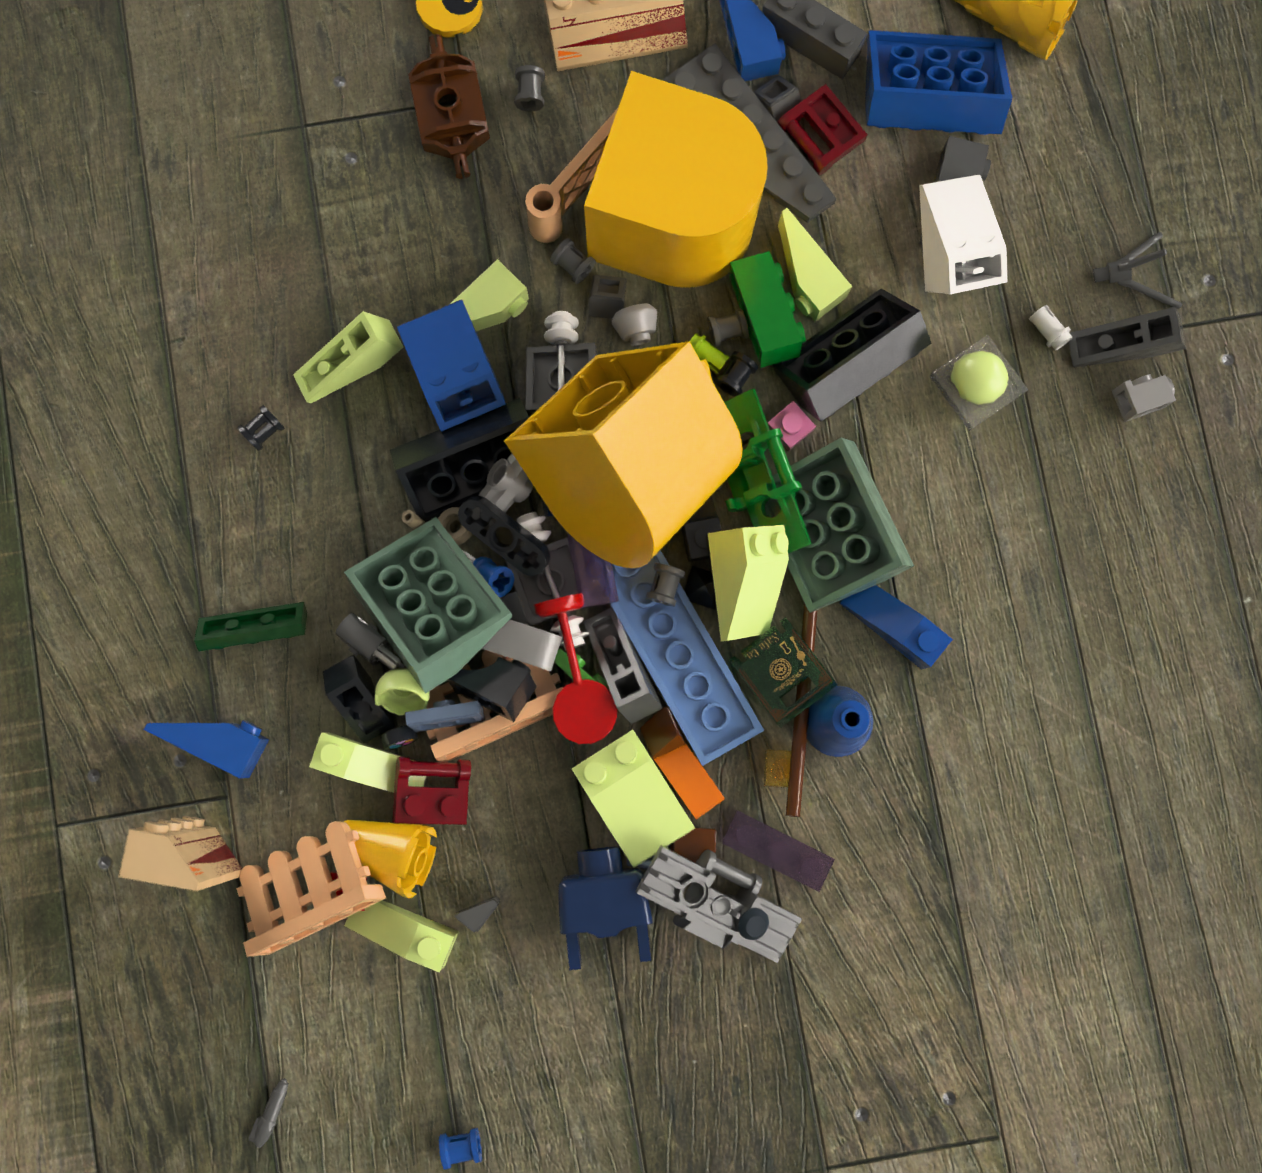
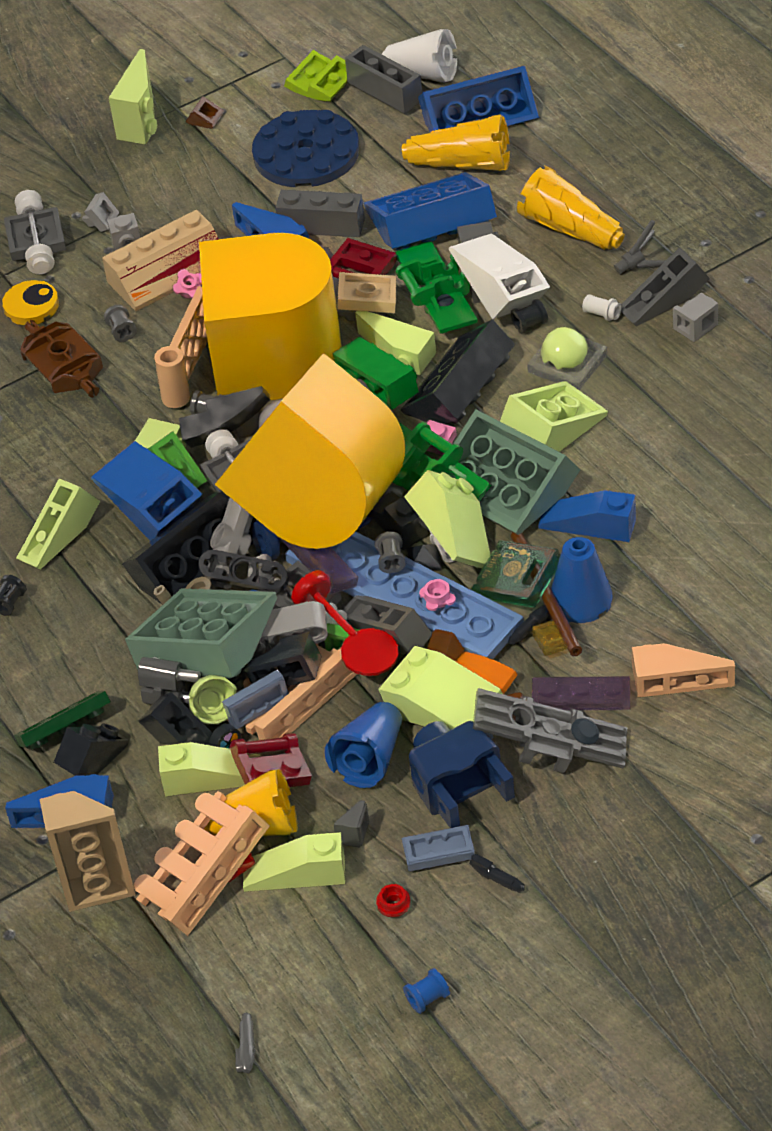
camera: 15 degrees left, 35 degrees down
(263, 682) = (89, 748): none -> black slope
(469, 1027) = (392, 893): none -> red plate
(500, 339) = (174, 453): none -> bright green plate
(537, 820) = (365, 745): none -> blue cone
(548, 979) = (438, 848): none -> sand blue plate
(572, 295) = (223, 413): none -> black slope
(588, 1028) = (490, 871): none -> black piece
(625, 54) = (184, 290): none -> bright pink plate
(694, 673) = (437, 594): none -> bright pink plate
(768, 735) = (535, 618): none -> black piece
(807, 187) = (366, 292): none -> tan tile
(878, 874) = (673, 669): none -> light nougat slope
(887, 234) = (443, 289): none -> green piece
(923, 464) = (552, 414): none -> yellowish green slope
(968, 303) = (529, 316): none -> black bush
(1079, 163) = (566, 210): none -> yellow cone

